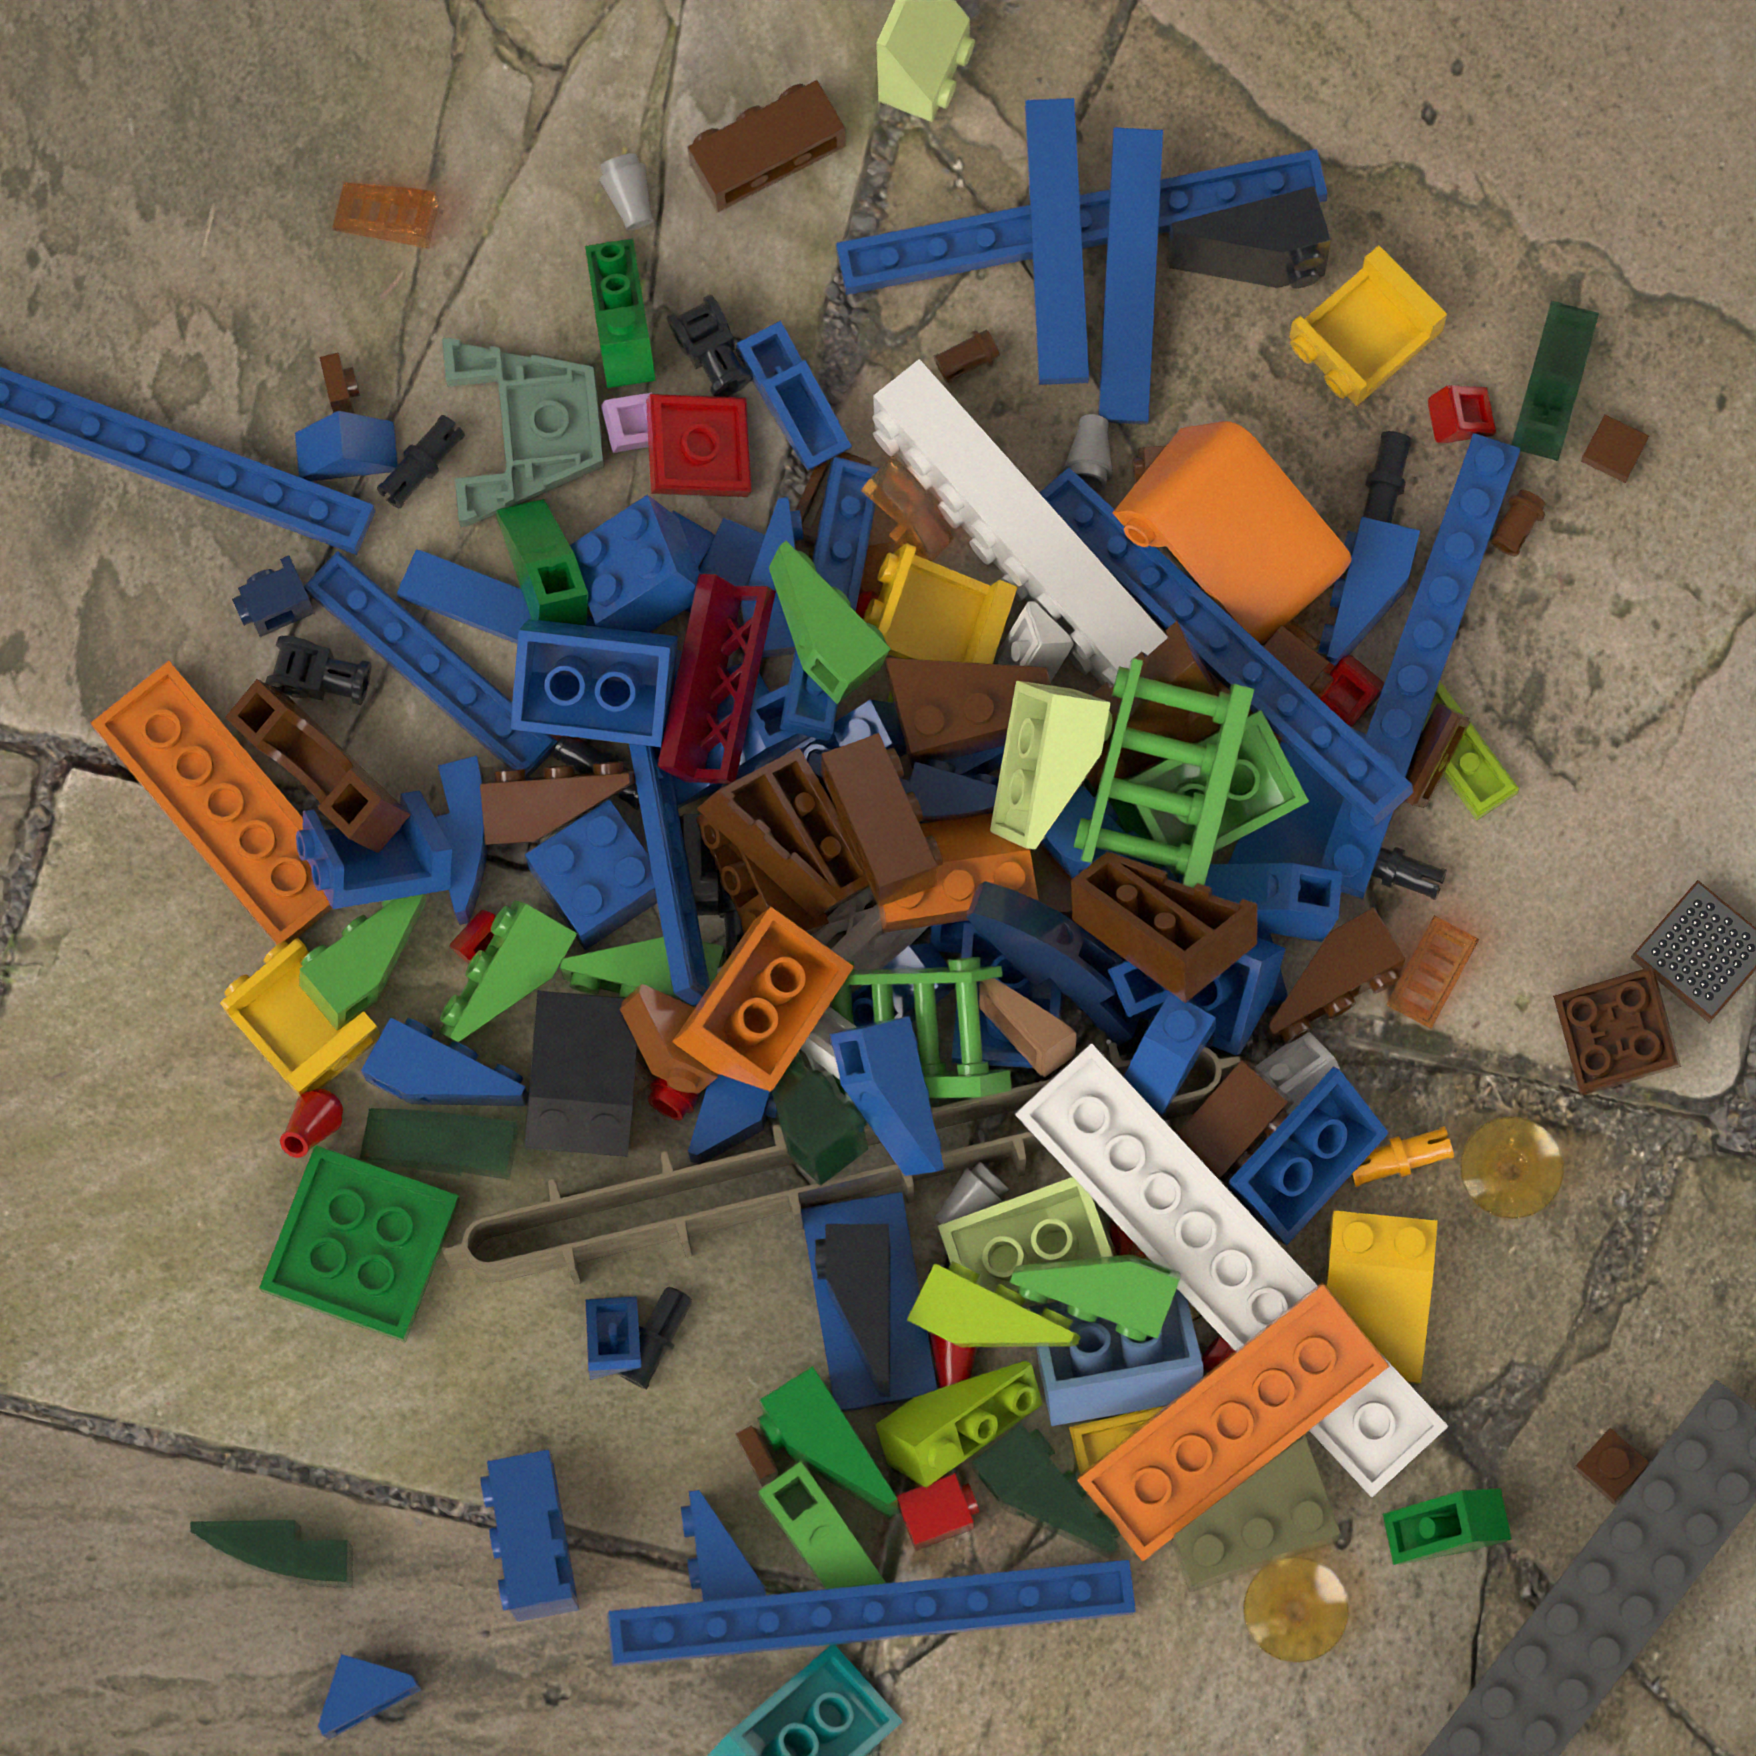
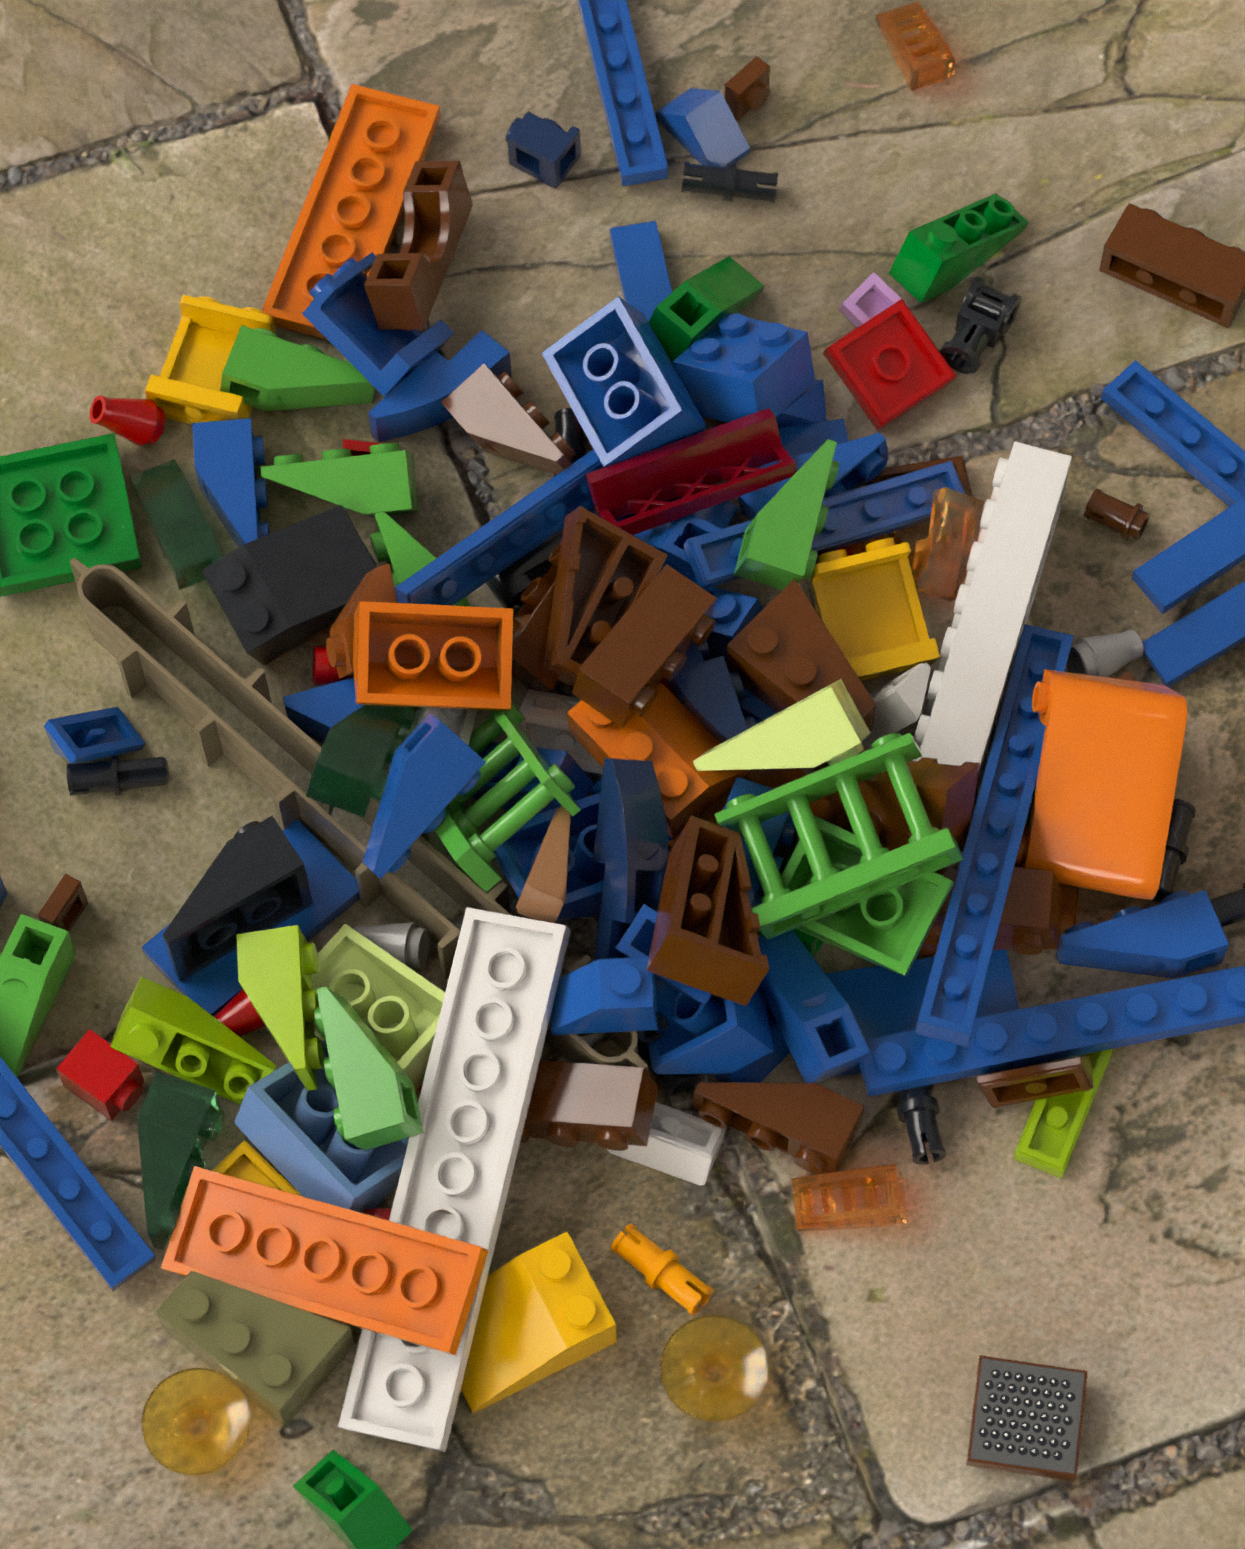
camera: 55 degrees right, 10 degrees down
(311, 671) = (503, 210): black connector -> none
(427, 663) = (569, 275): blue tile -> none
(546, 425) = (825, 249): sand green wing -> none
(595, 874) = (468, 489): blue brick -> none
(627, 188) = (1065, 190): light grey cone -> none
(793, 396) = (983, 404): blue slope -> none
(815, 1431) = (106, 930): green slope -> none
(1308, 1157) = (600, 1178): blue slope -> none
(1352, 690) = (1050, 979): red slope -> none
(1617, 1031) = (901, 1386): reddish brown tile -> none

